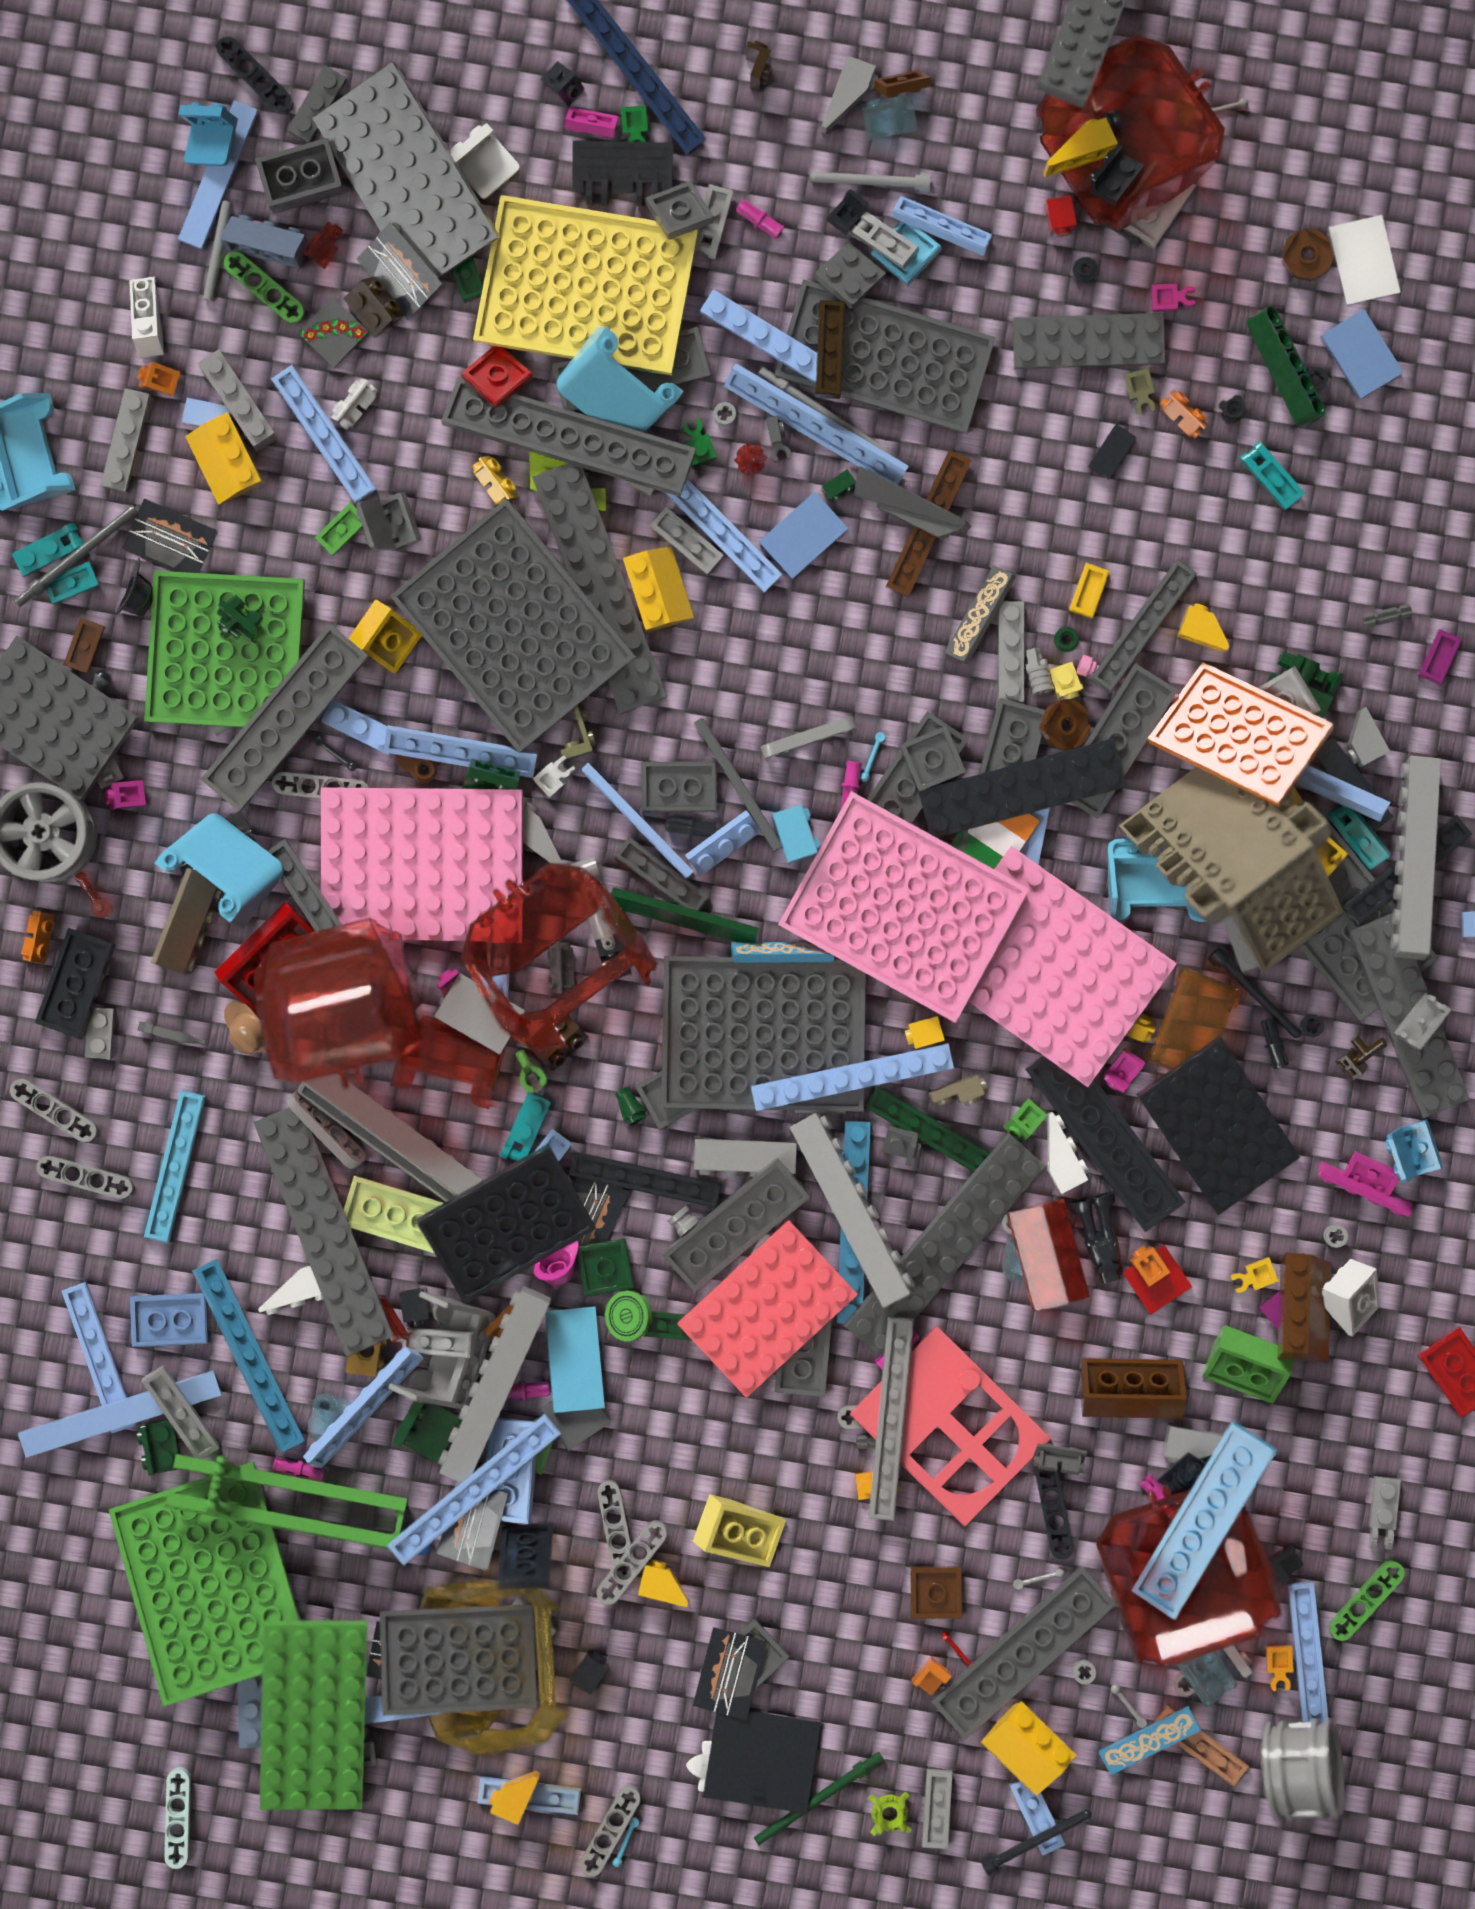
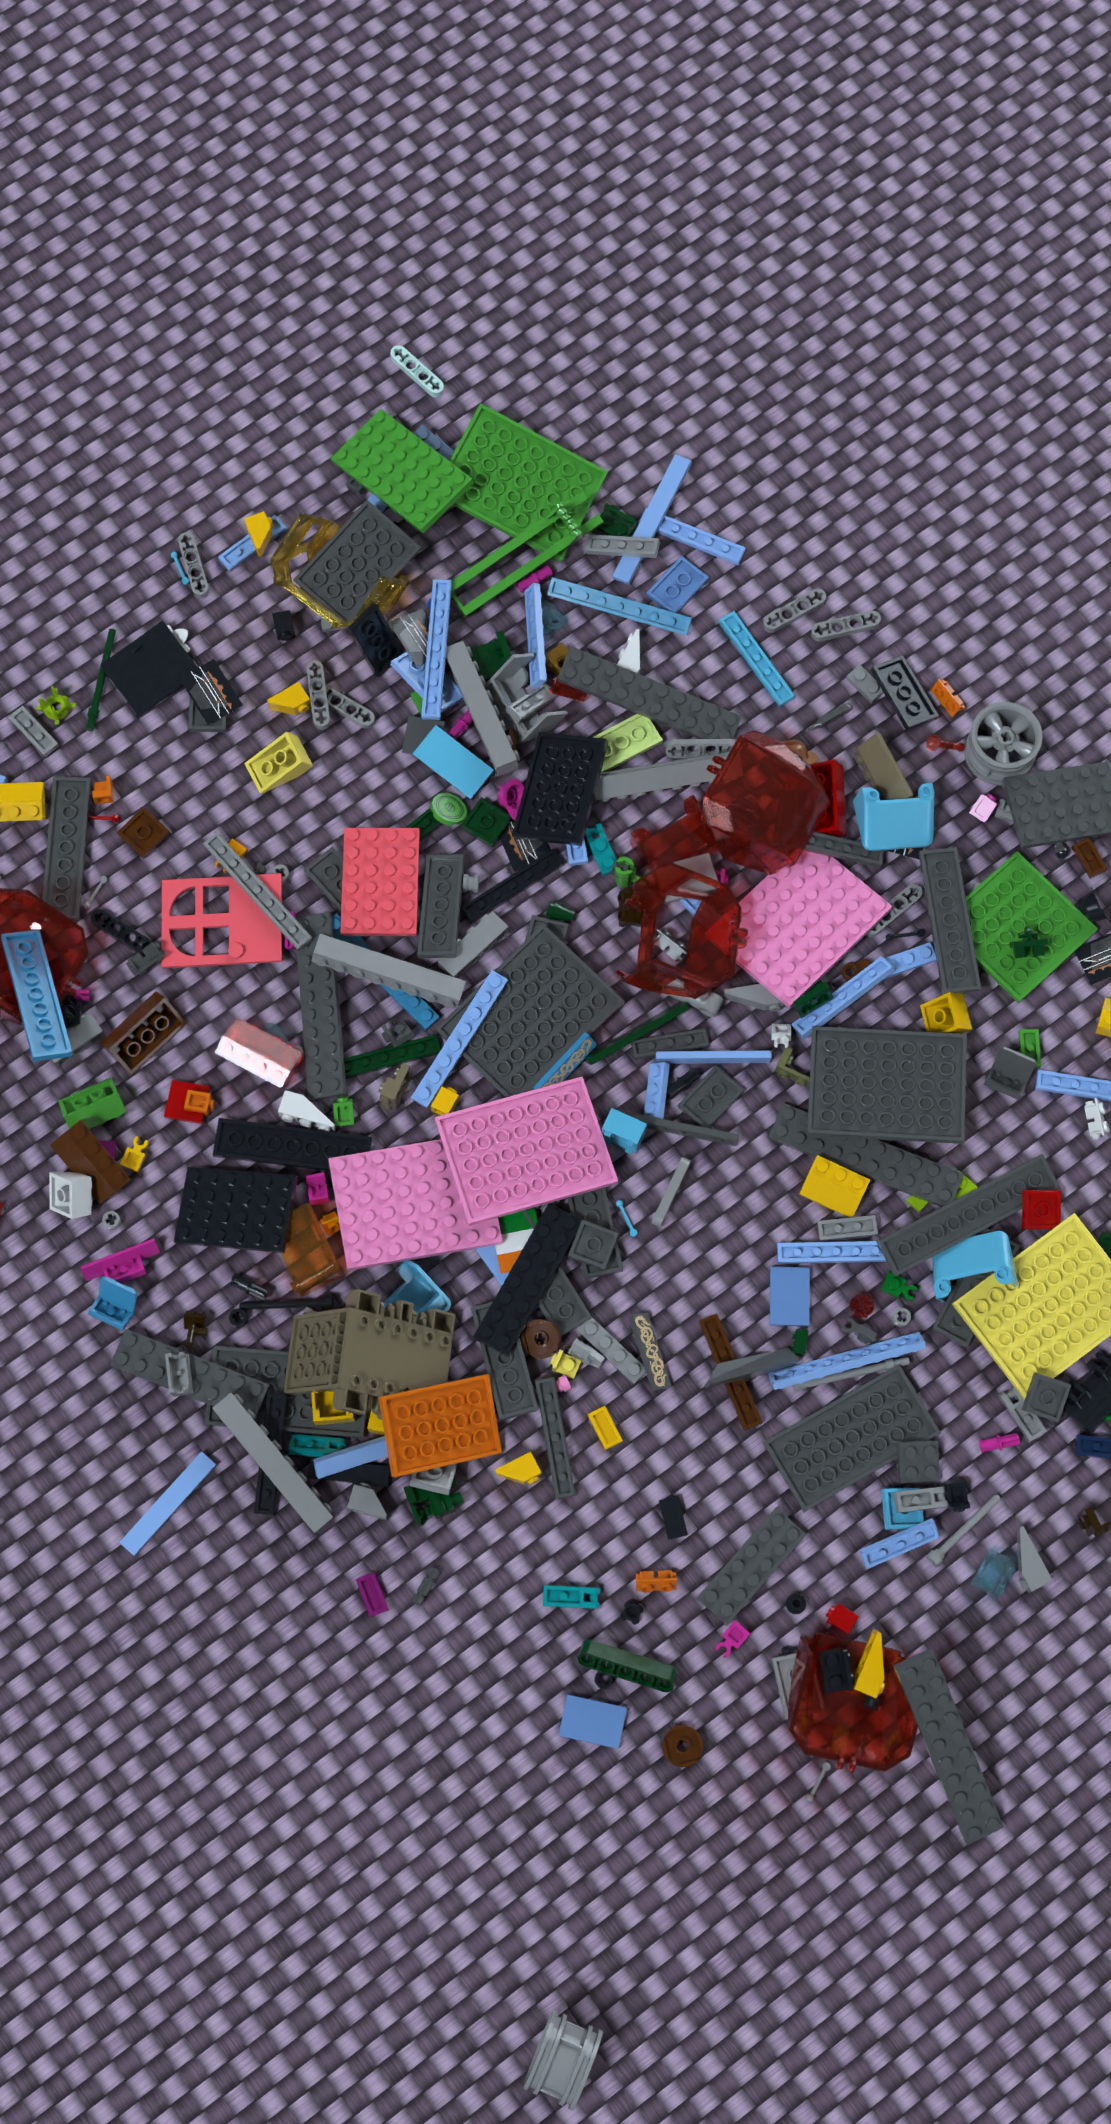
camera: 135 degrees right, 15 degrees down
(413, 1307) = (562, 703): black brick -> none
(488, 471) = (989, 1157): yellow hinge -> none
(761, 334) = (921, 1379): light blue plate -> none
(829, 349) = (884, 1405): dark brown tile -> none
(851, 780) = (624, 1194): dark pink axle -> none
(901, 83) = (1007, 1597): reddish brown plate -> none
(1066, 631) = (589, 1381): dark green plate -> none
(1076, 1673) = (19, 865): light grey bush -> none
(1103, 1248) = (235, 1088): black piece -> none
(1139, 386) = (696, 1569): olive plate -> none
(1364, 259) = (647, 1780): white sticker -> none

